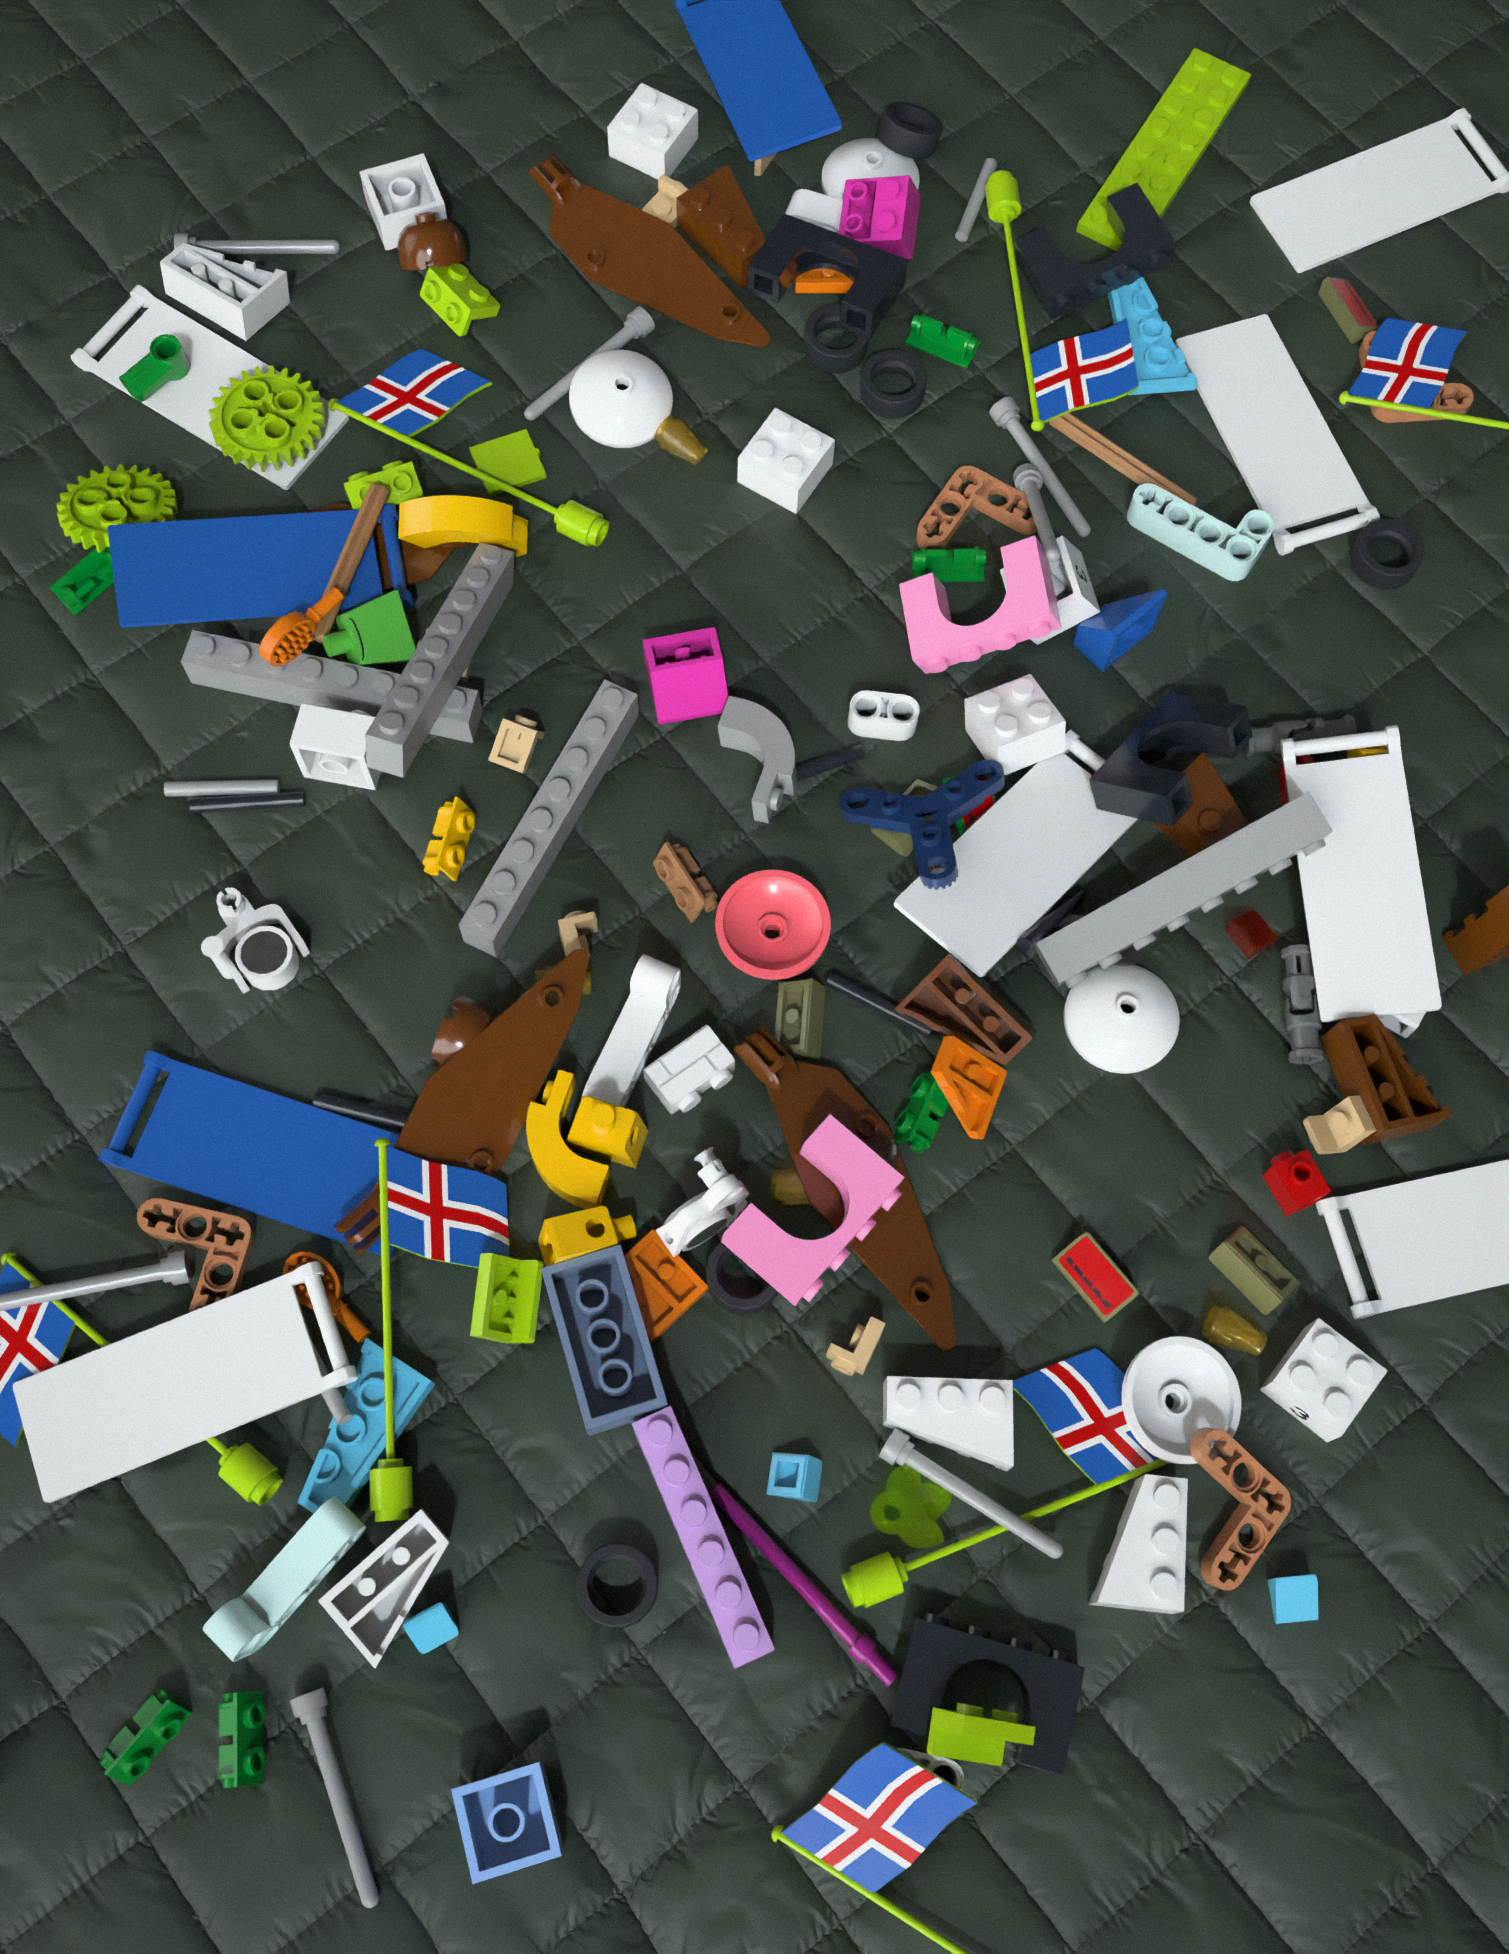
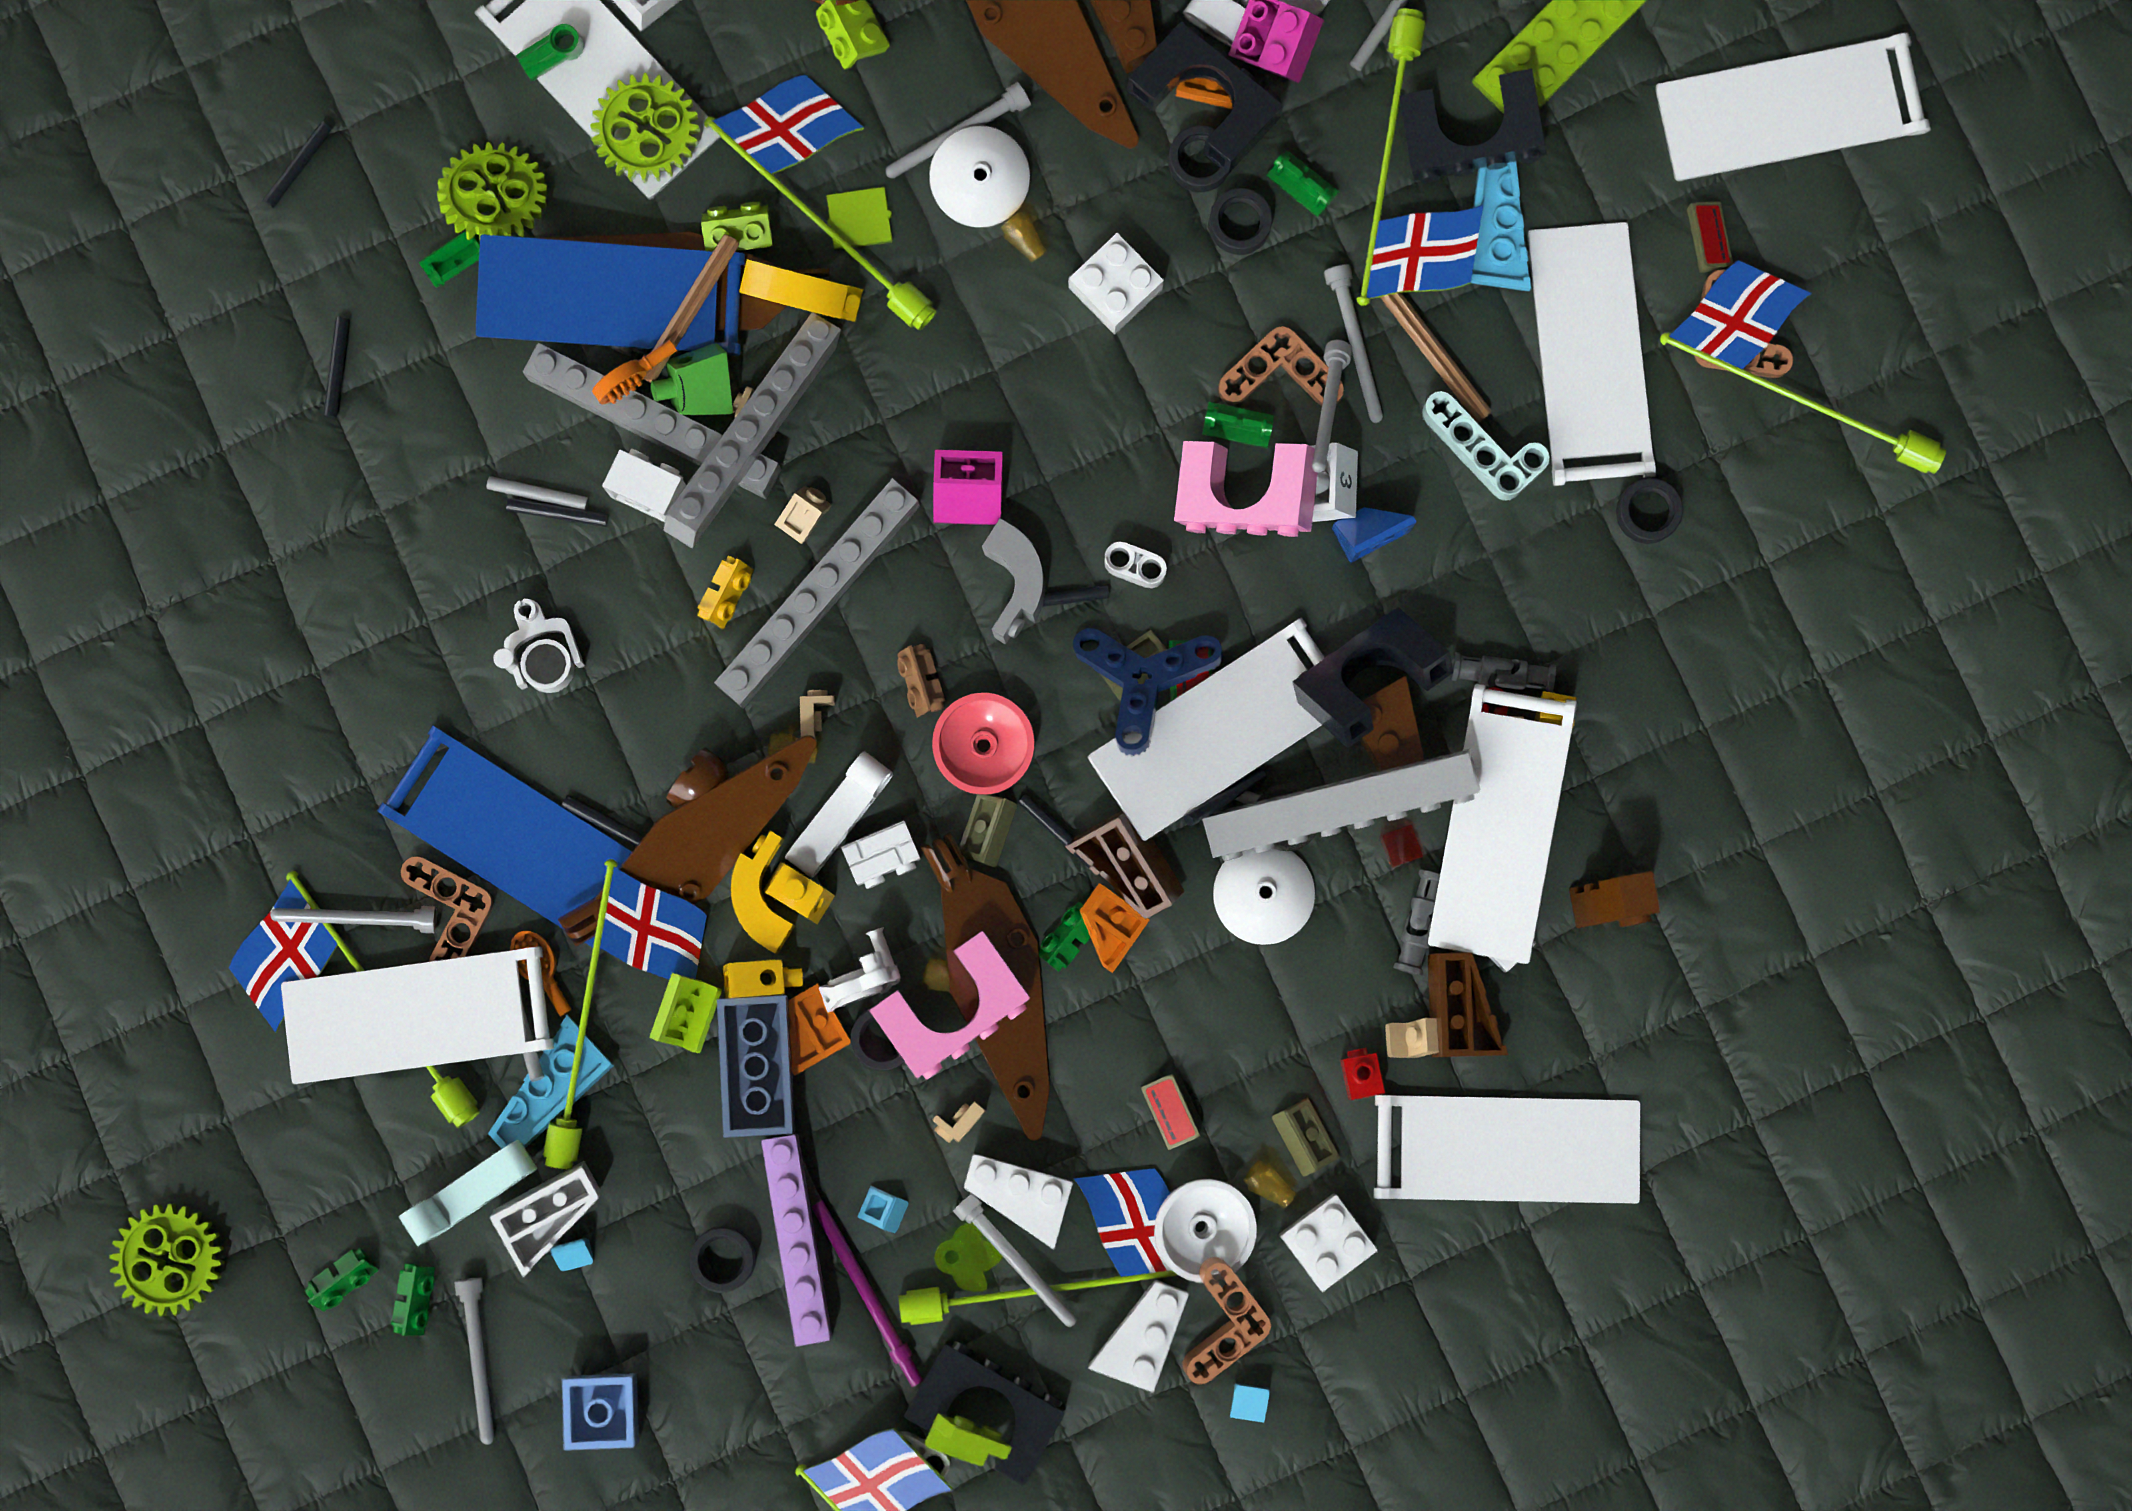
camera: 15 degrees right, 15 degrees up
(1015, 724) = (1247, 606): white brick -> none

